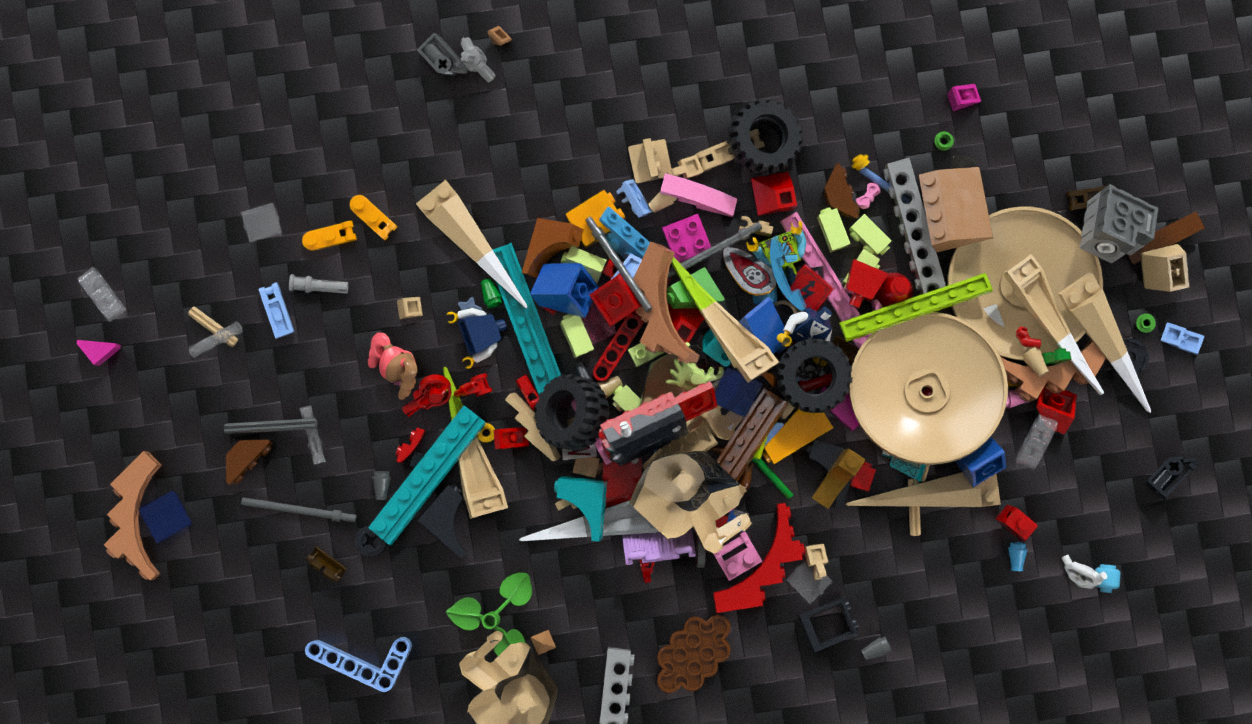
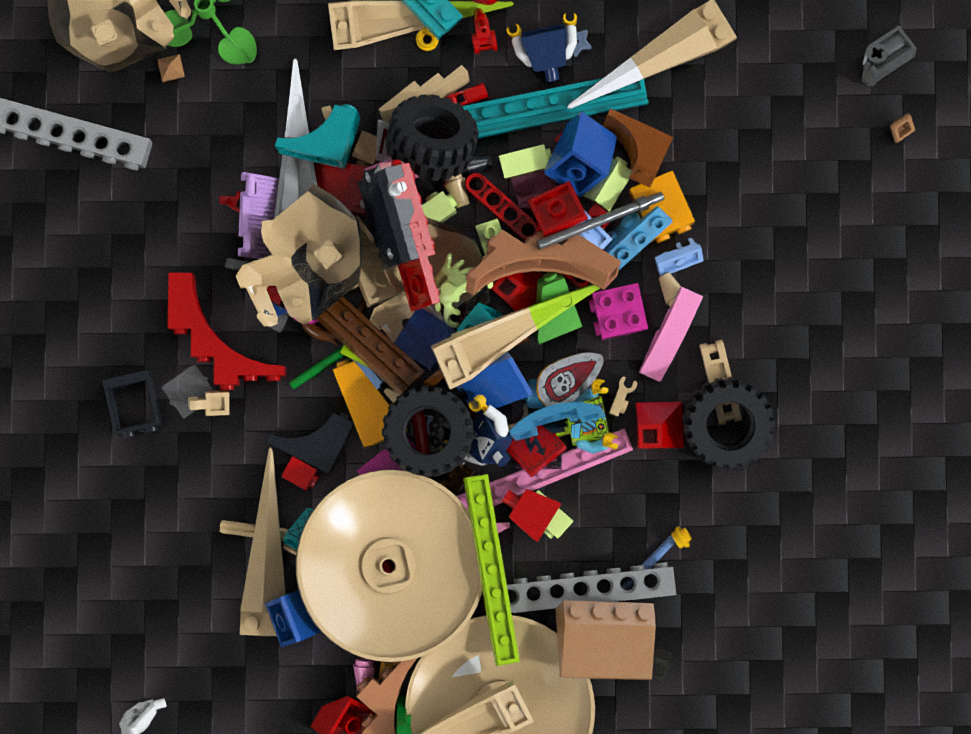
camera: 100 degrees right, 0 degrees up
(475, 59) = (877, 93): light grey bush -> none
(490, 294) = (591, 69): green cone -> none
(510, 438) = (415, 64): red slope -> none
(649, 160) = (722, 284): tan bracket -> none
(688, 167) = (707, 327): tan plate -> none
(693, 653) = (126, 240): reddish brown plate -> none
(741, 561) = (225, 313): bright pink plate -> none
(742, 234) = (614, 377): dark grey bar -> none
(833, 229) = (603, 489): yellowish green brick -> none
(838, 476) = (301, 439): pearl gold arch -> none
(839, 194) = (646, 504): reddish brown slope -> none
(870, 236) = (589, 533): yellowish green brick -> none
(872, 190) = (644, 546): bright pink piece -> none
(877, 648) = (94, 457): dark grey cone -> none
(894, 290) = (519, 552): red cone -> none
(949, 138) = (699, 644): bright green plate -> none
(963, 96) = (743, 679): dark pink slope -> none
(1016, 522) = (213, 649): red torso -> none
(1017, 555) = (175, 644): dark azure cone -> none
(1025, 340) = (430, 696): red arm -> none
(1035, 361) = (401, 703): tan cone -> none
(1036, 442) = (306, 690): clear beam -> none

